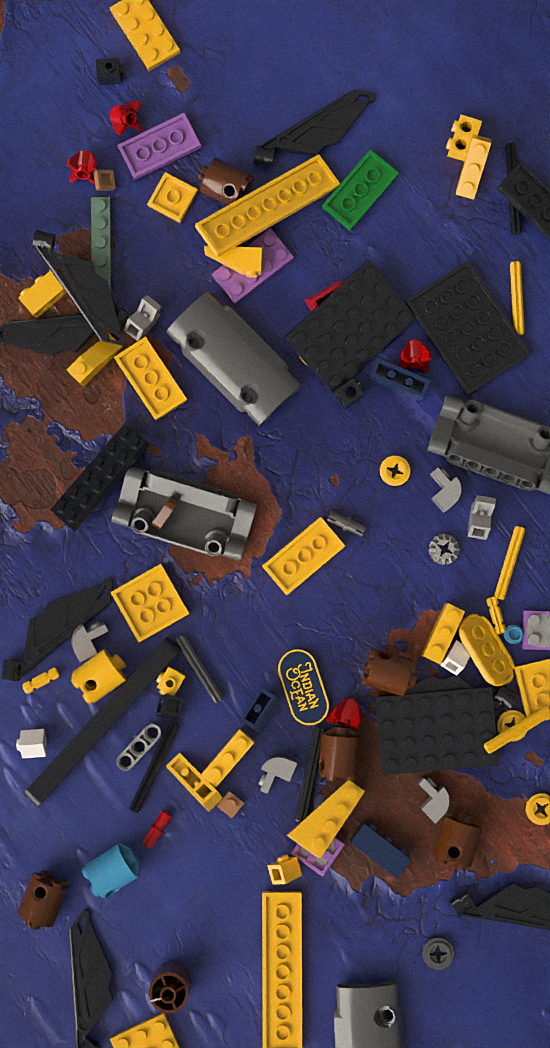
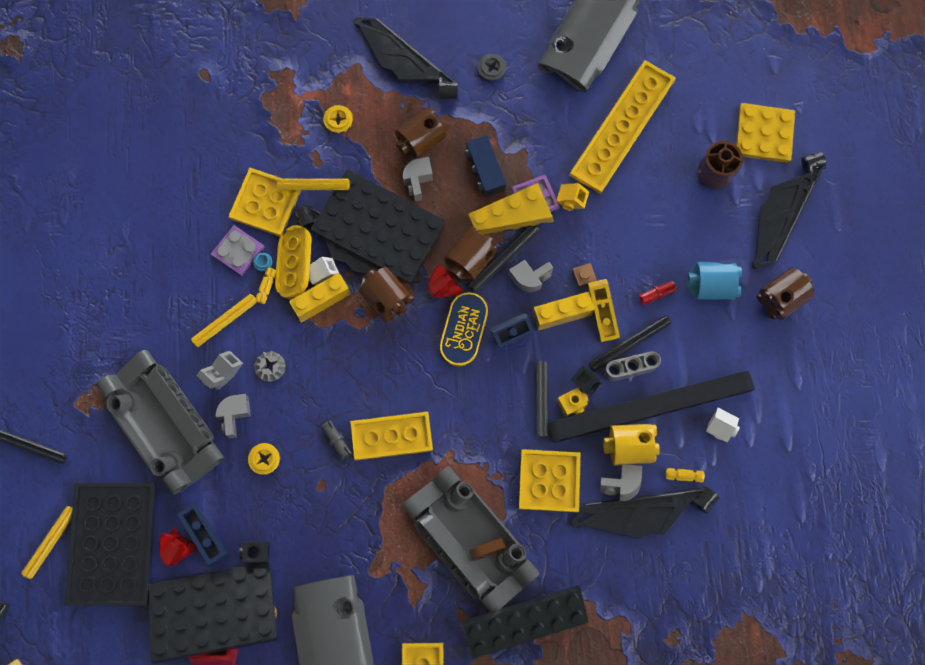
camera: 150 degrees left, 10 degrees down
(507, 717) = (315, 202): yellow gear -> none

